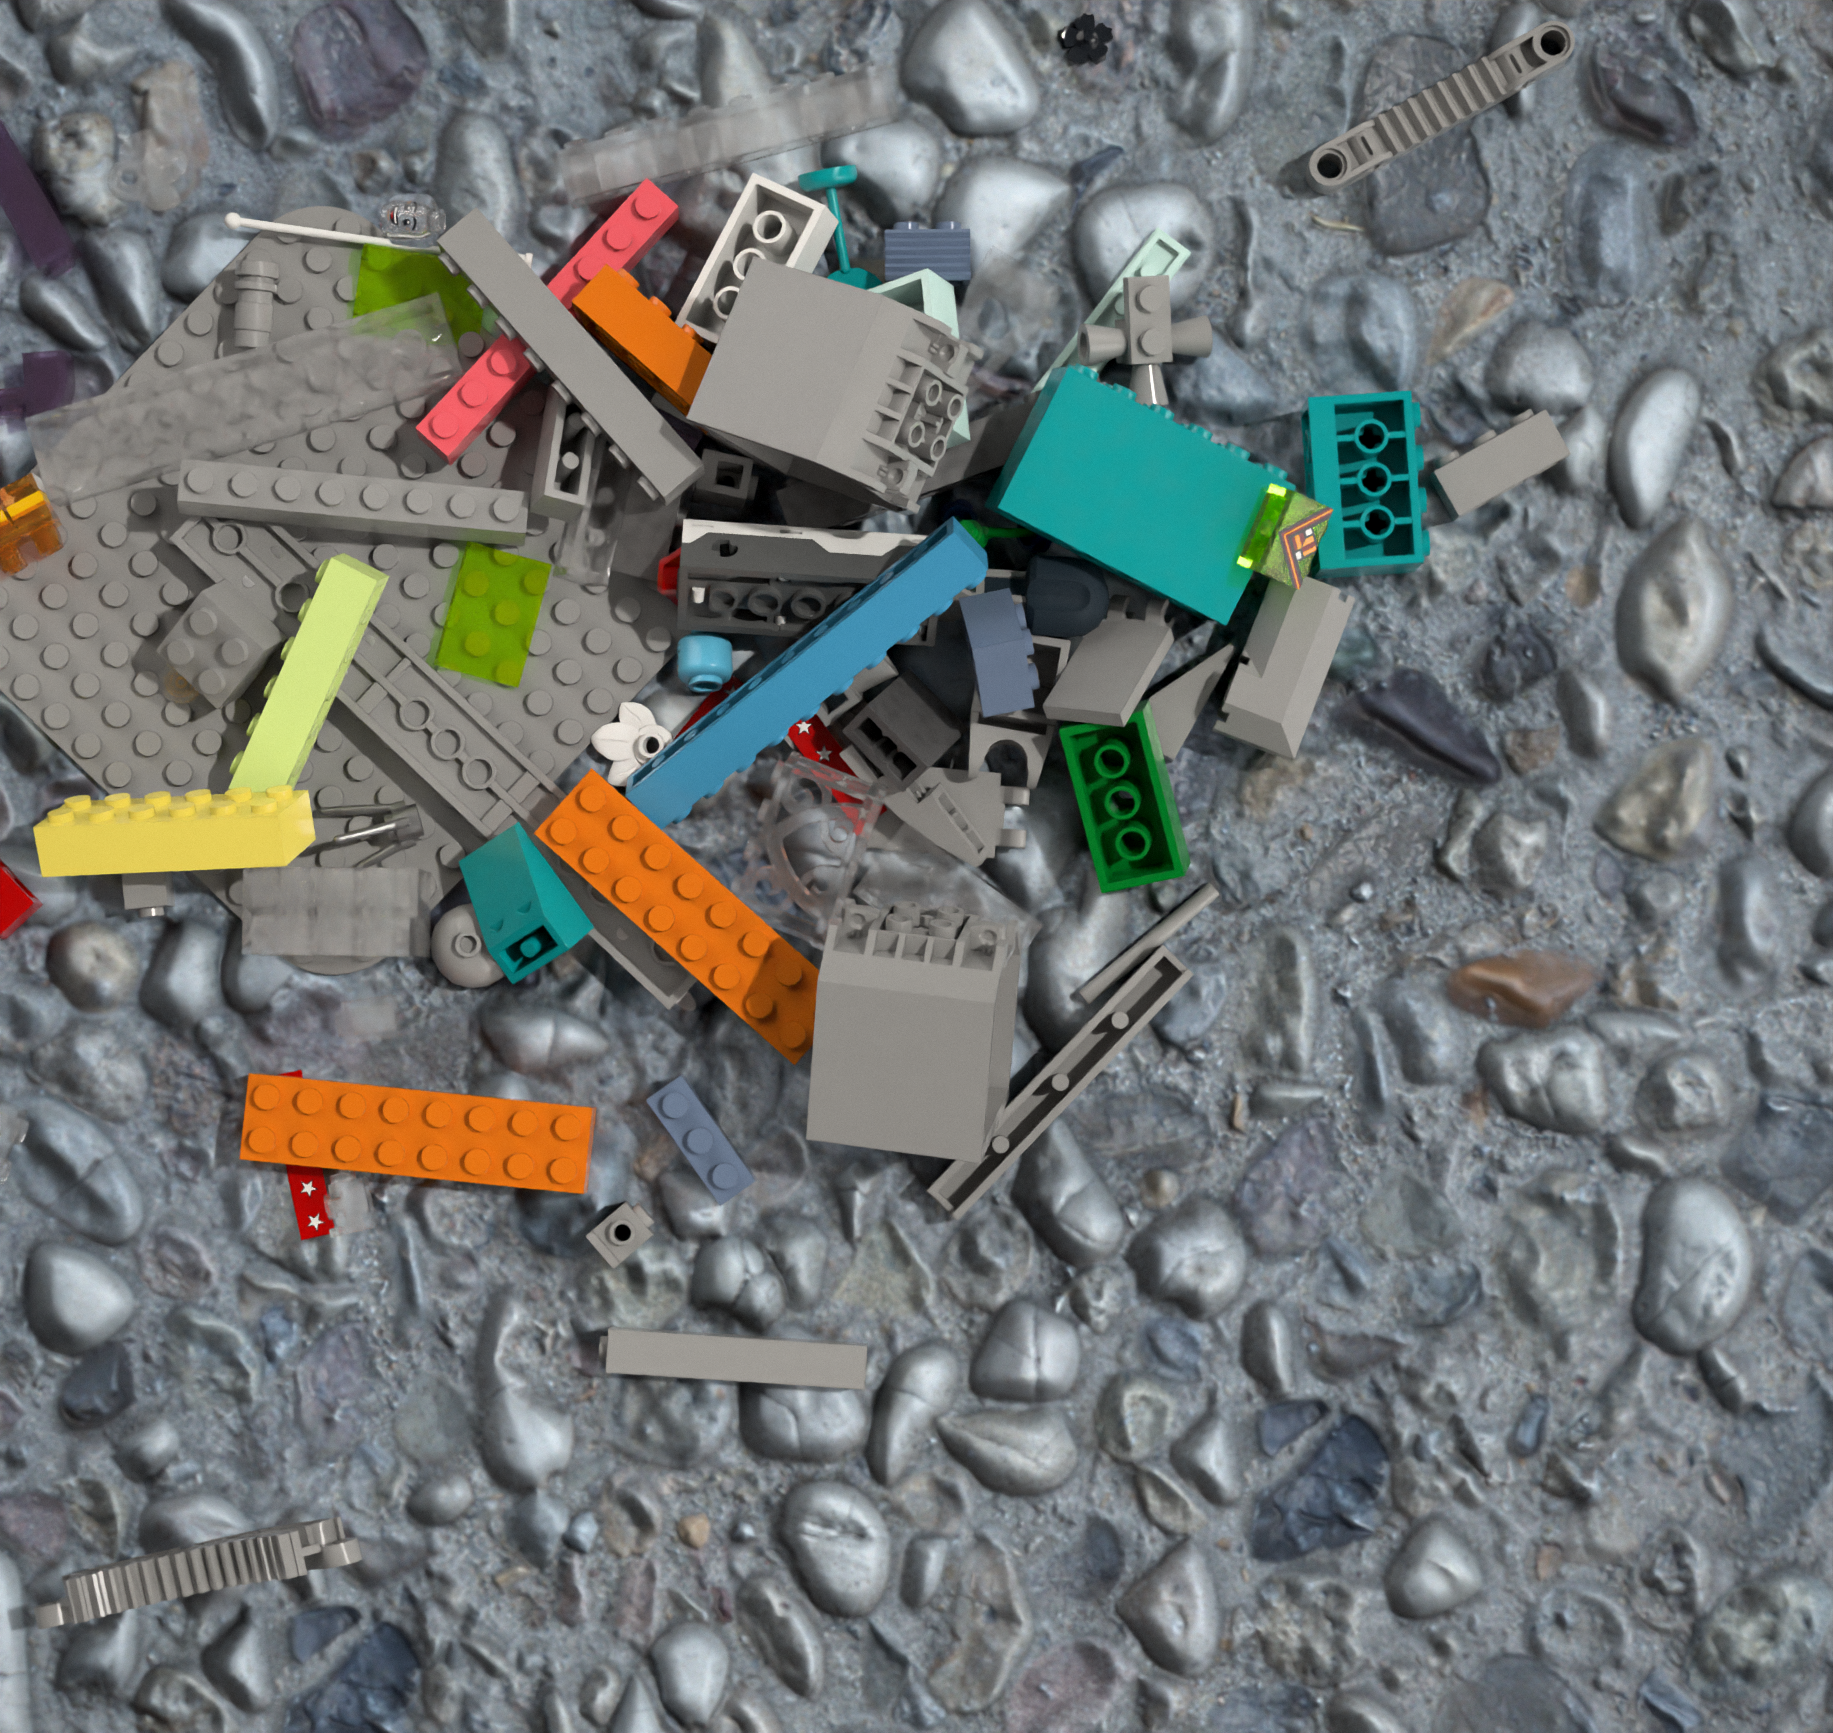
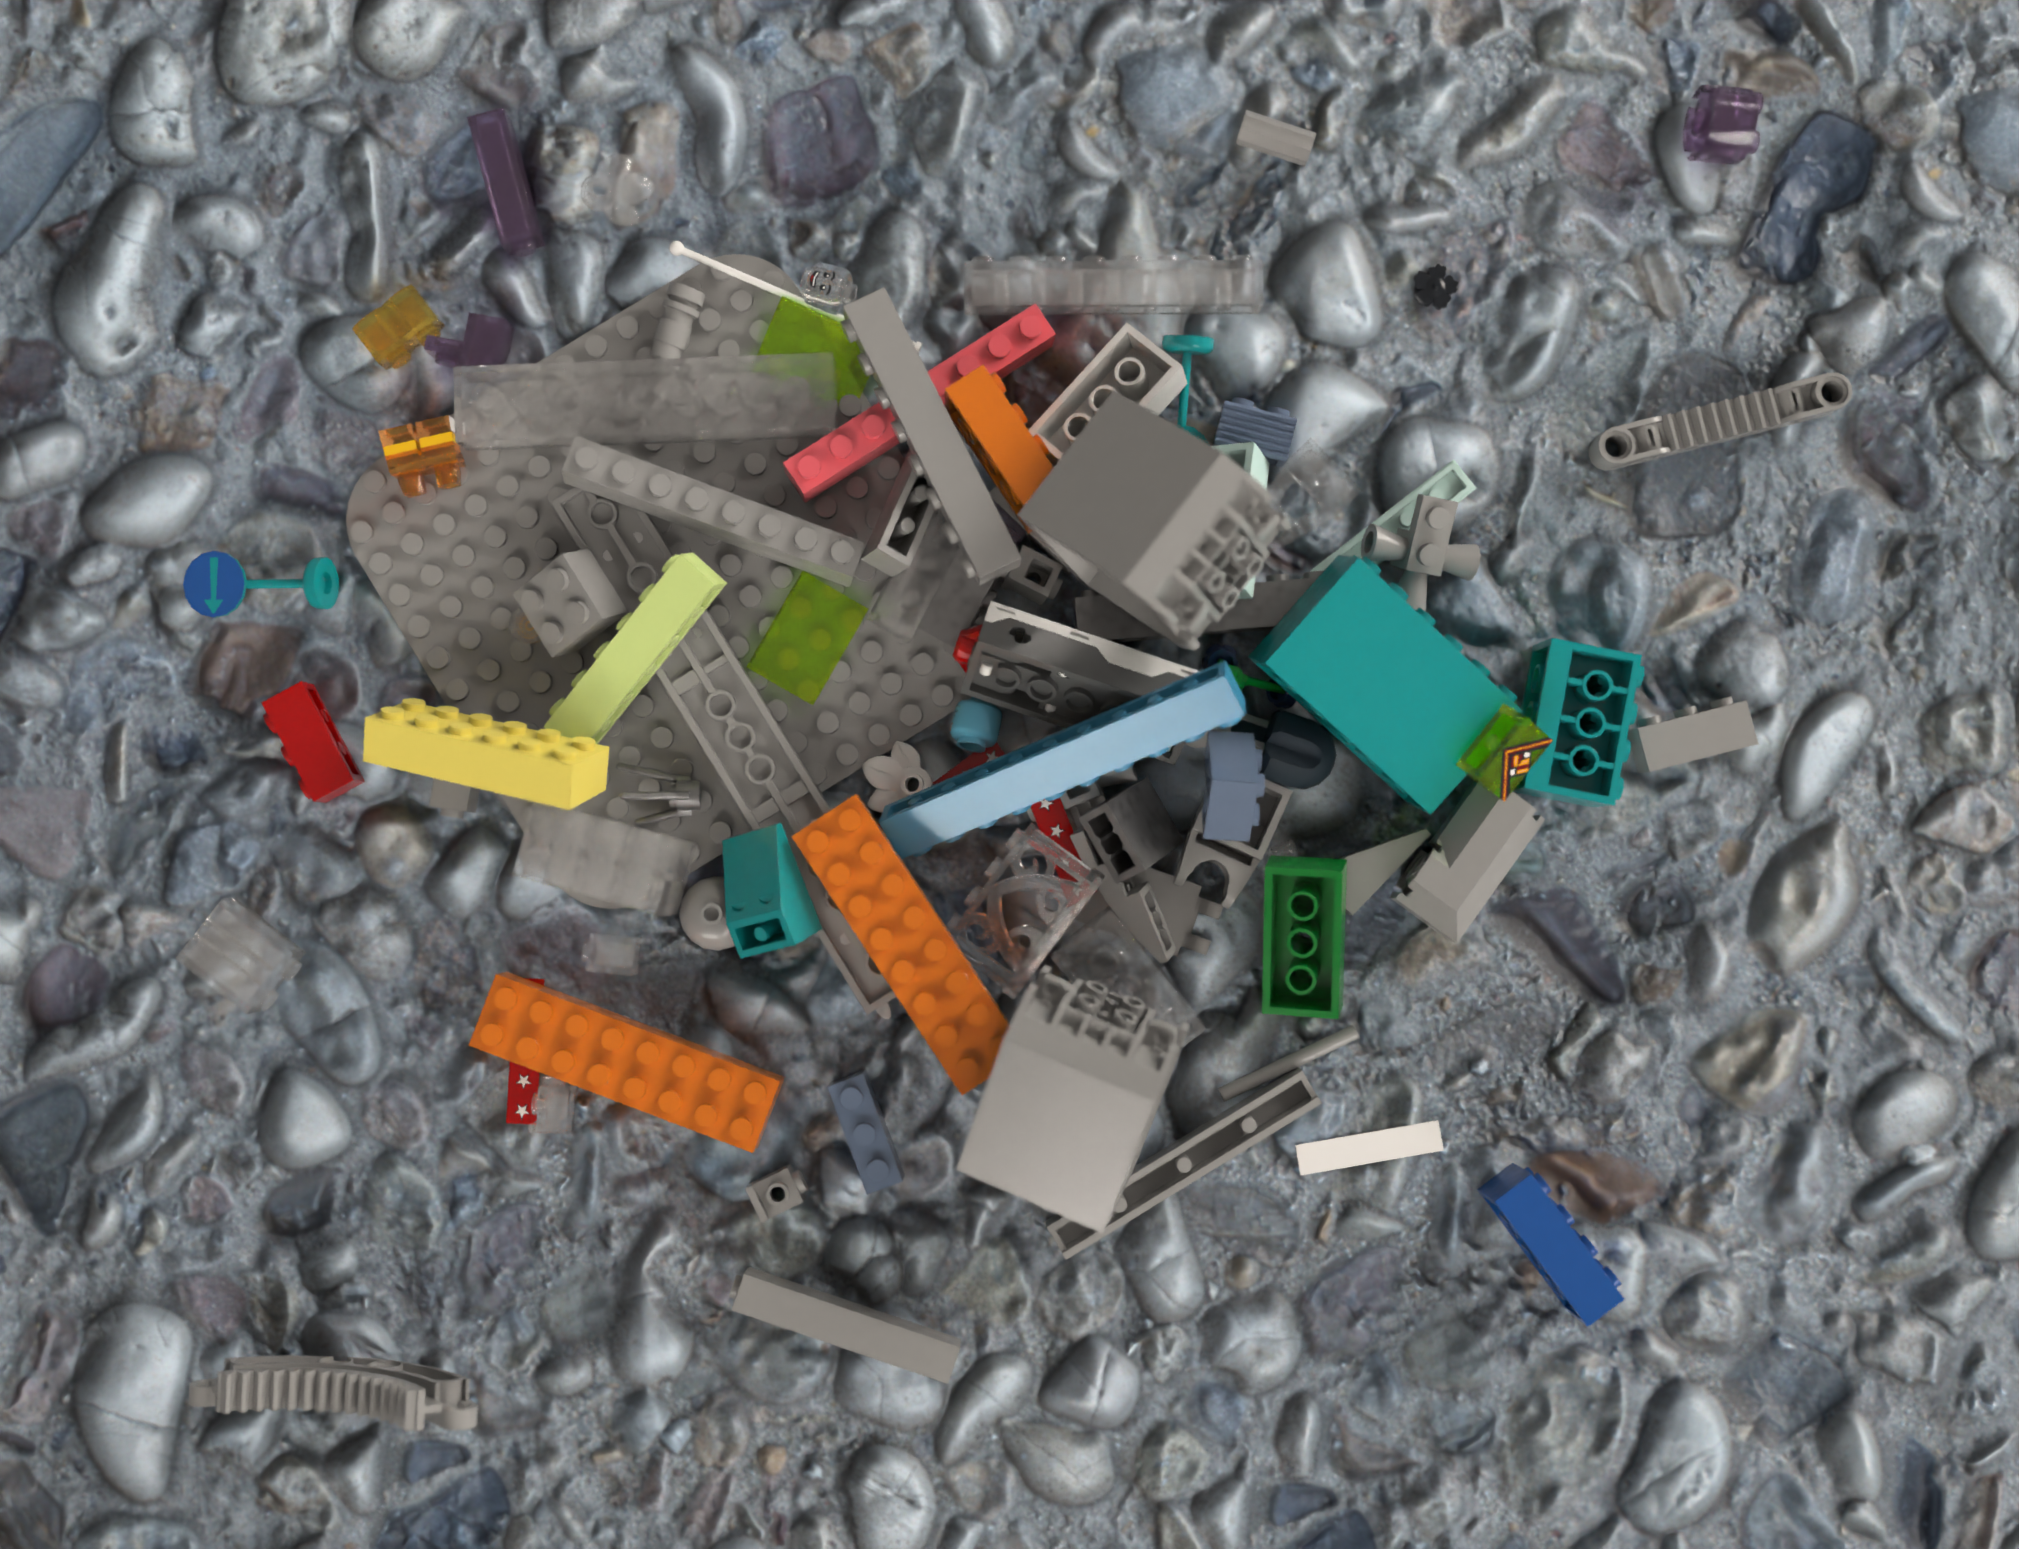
camera: 10 degrees right, 0 degrees up
(1112, 665) = (1323, 823): light grey tile -> none
(1263, 1013) = (1369, 1147): none -> white sticker
(1484, 1061) = (1551, 1243): none -> blue brick

